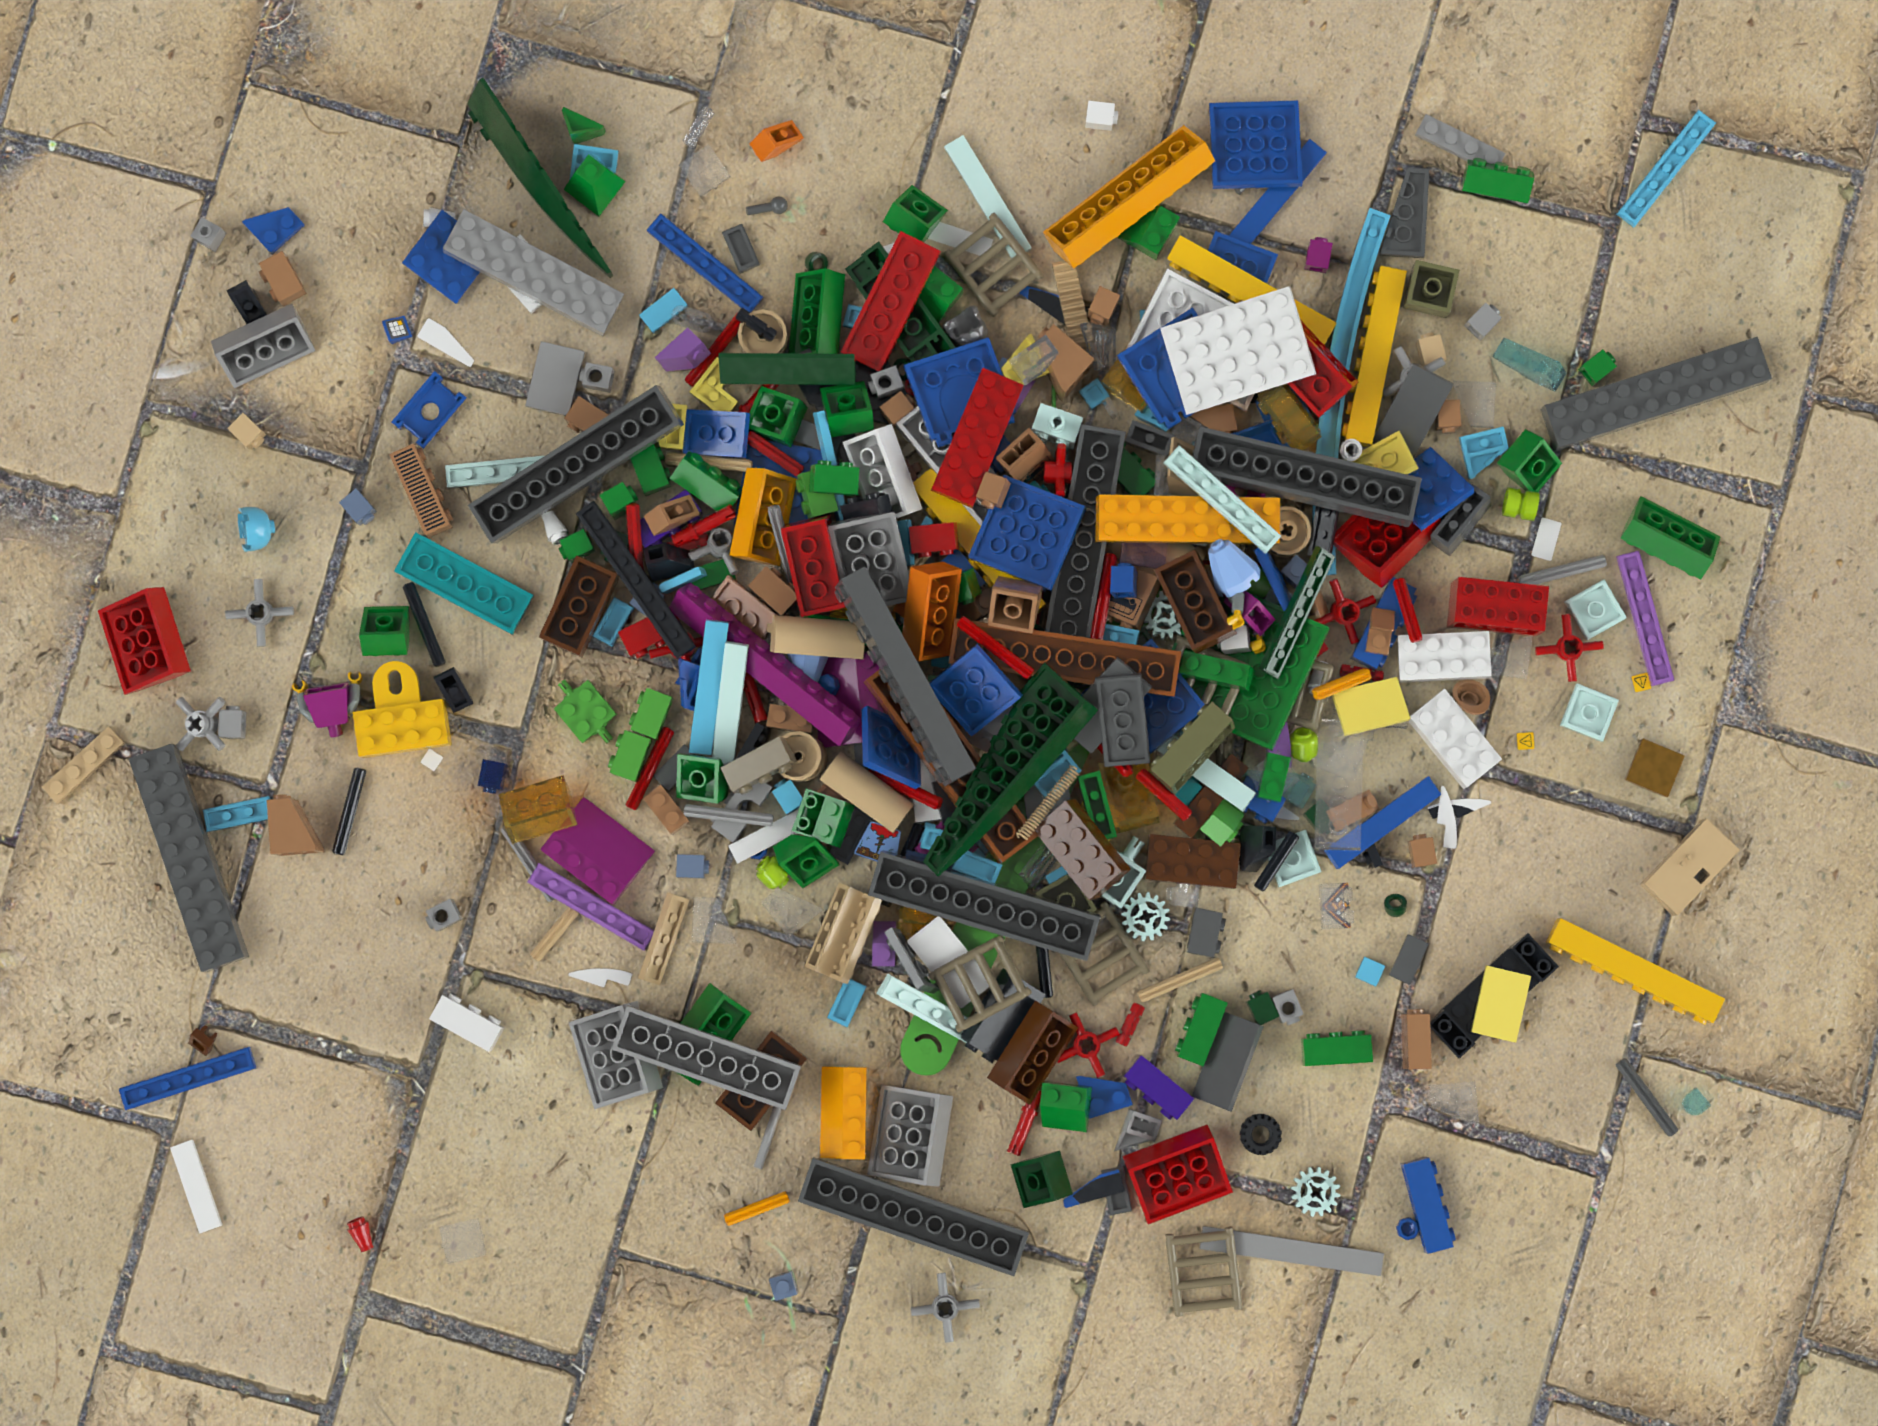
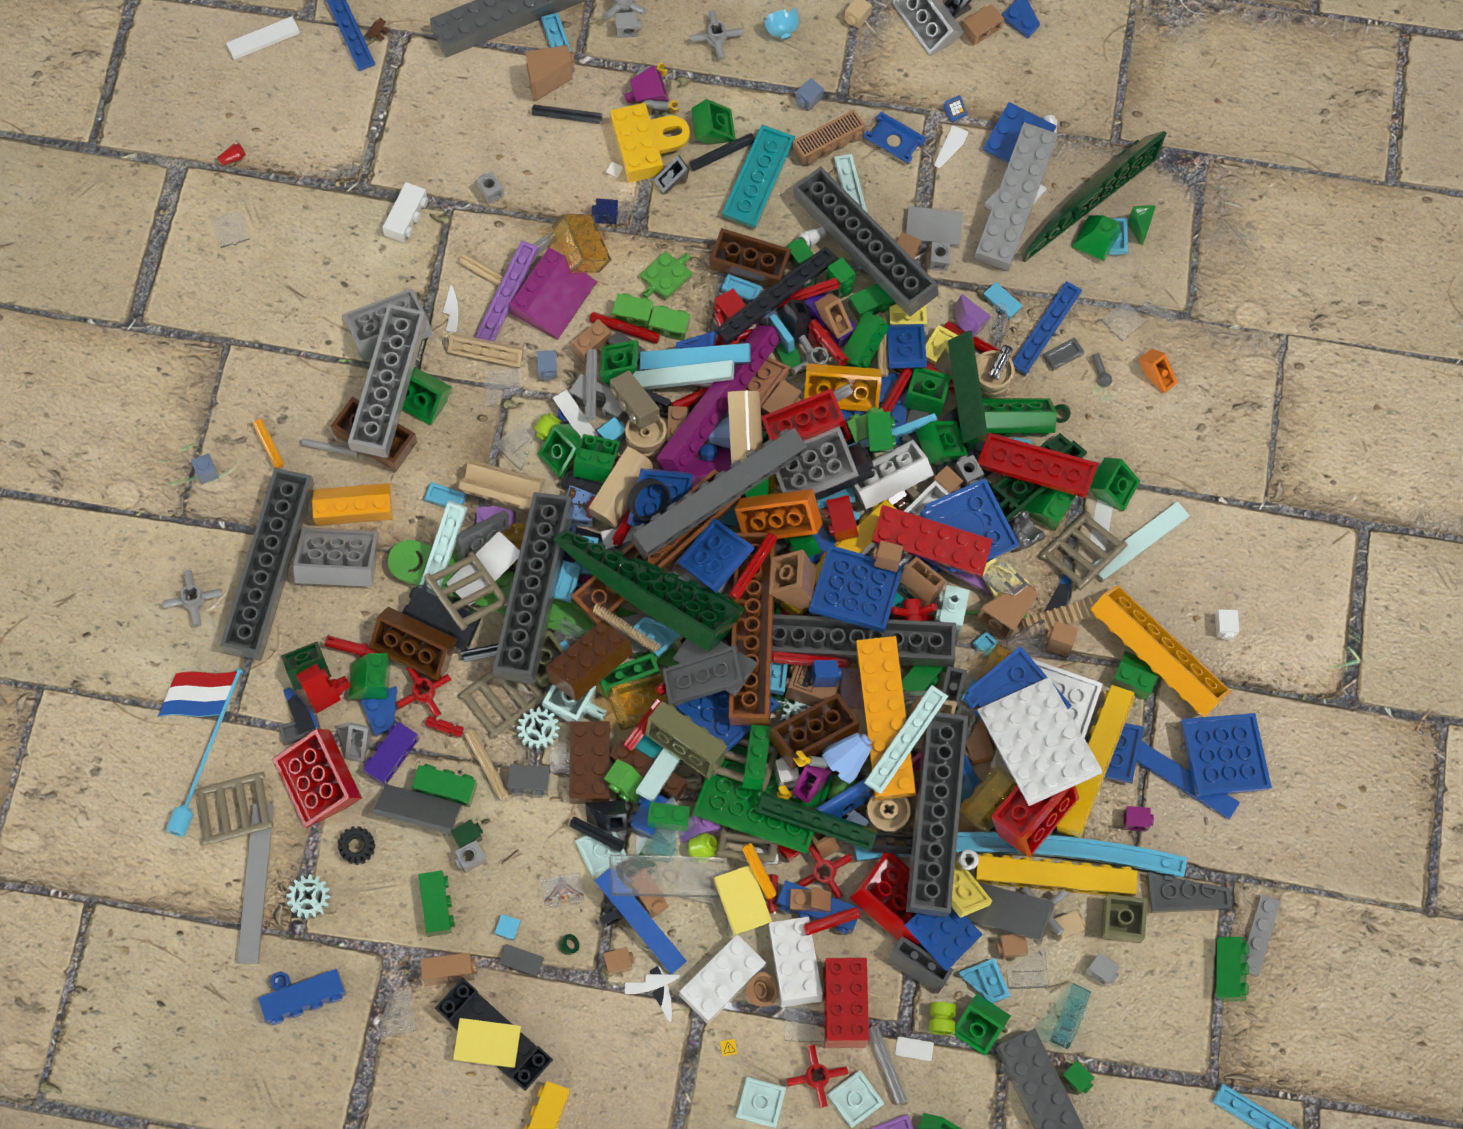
camera: 75 degrees right, 15 degrees down
(885, 765) = (638, 488): none -> black tyre
(1064, 1304) = (198, 696): none -> flag
(1076, 1162) = (320, 689): none -> red hinge

